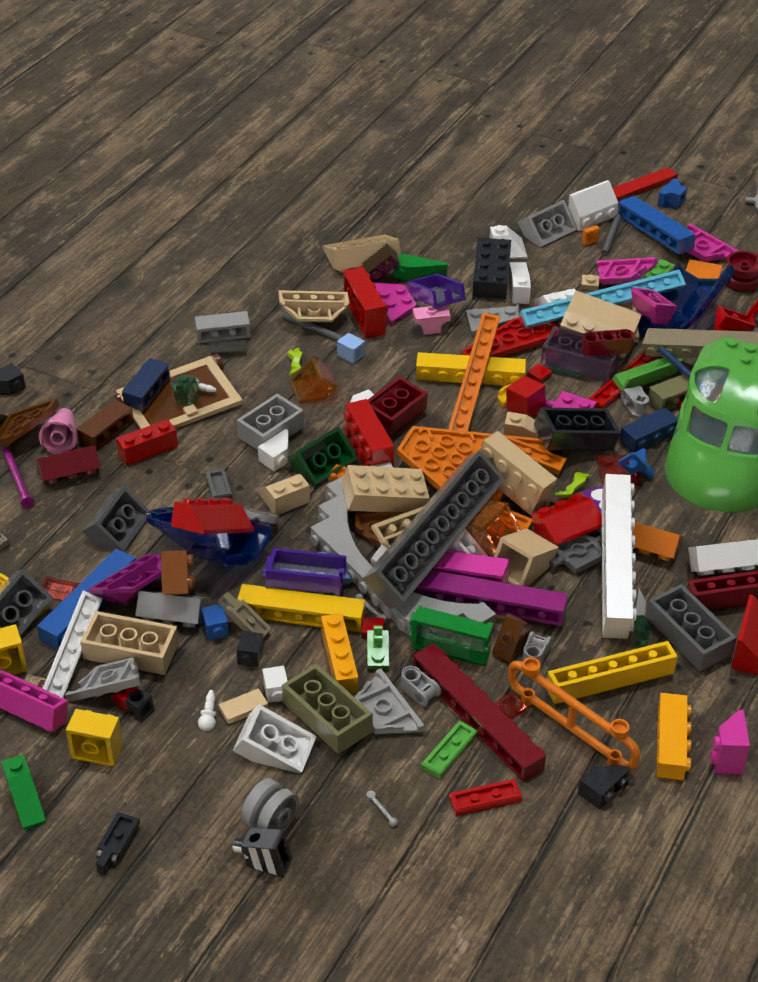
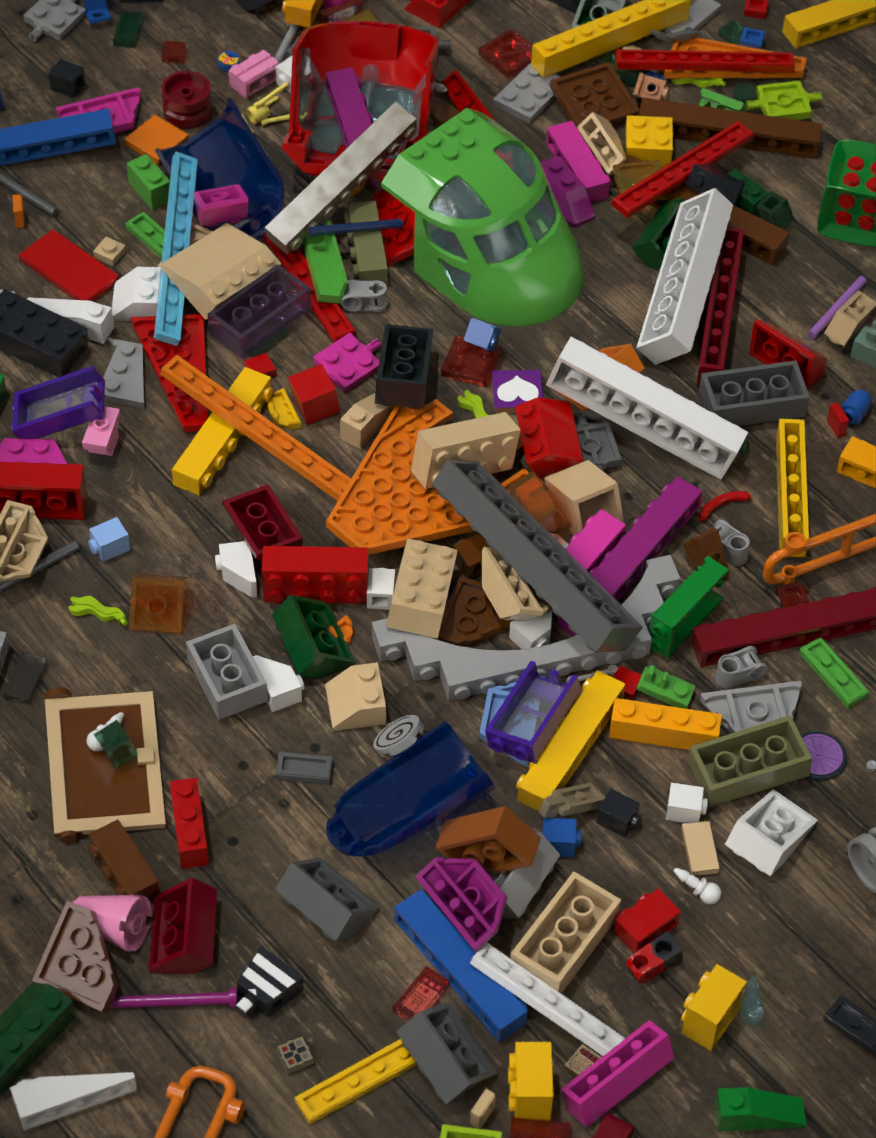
camera: 70 degrees left, 10 degrees up
(40, 511) = (267, 985): none -> black torso
(106, 679) = (619, 972): light grey wing -> none
(108, 769) = (752, 1005): none -> clear light blue bar
(146, 384) = (76, 789): dark blue brick -> none
(166, 689) = (646, 920): none -> red brick
(210, 516) = (425, 774): red slope -> none
(364, 759) = (827, 755): none -> medium lavender wheel
(560, 633) = (722, 499): none -> red piece
(562, 270) = (68, 267): none -> red tile
(607, 342) = (279, 273): dark red beam -> none
(624, 270) = (118, 208): dark pink wing -> none
(648, 430) = (423, 302): dark blue brick -> none
(705, 688) = (837, 420): none -> red tile
(720, 221) = (67, 78): none -> black brick
(728, 697) = (857, 406): none -> blue brick

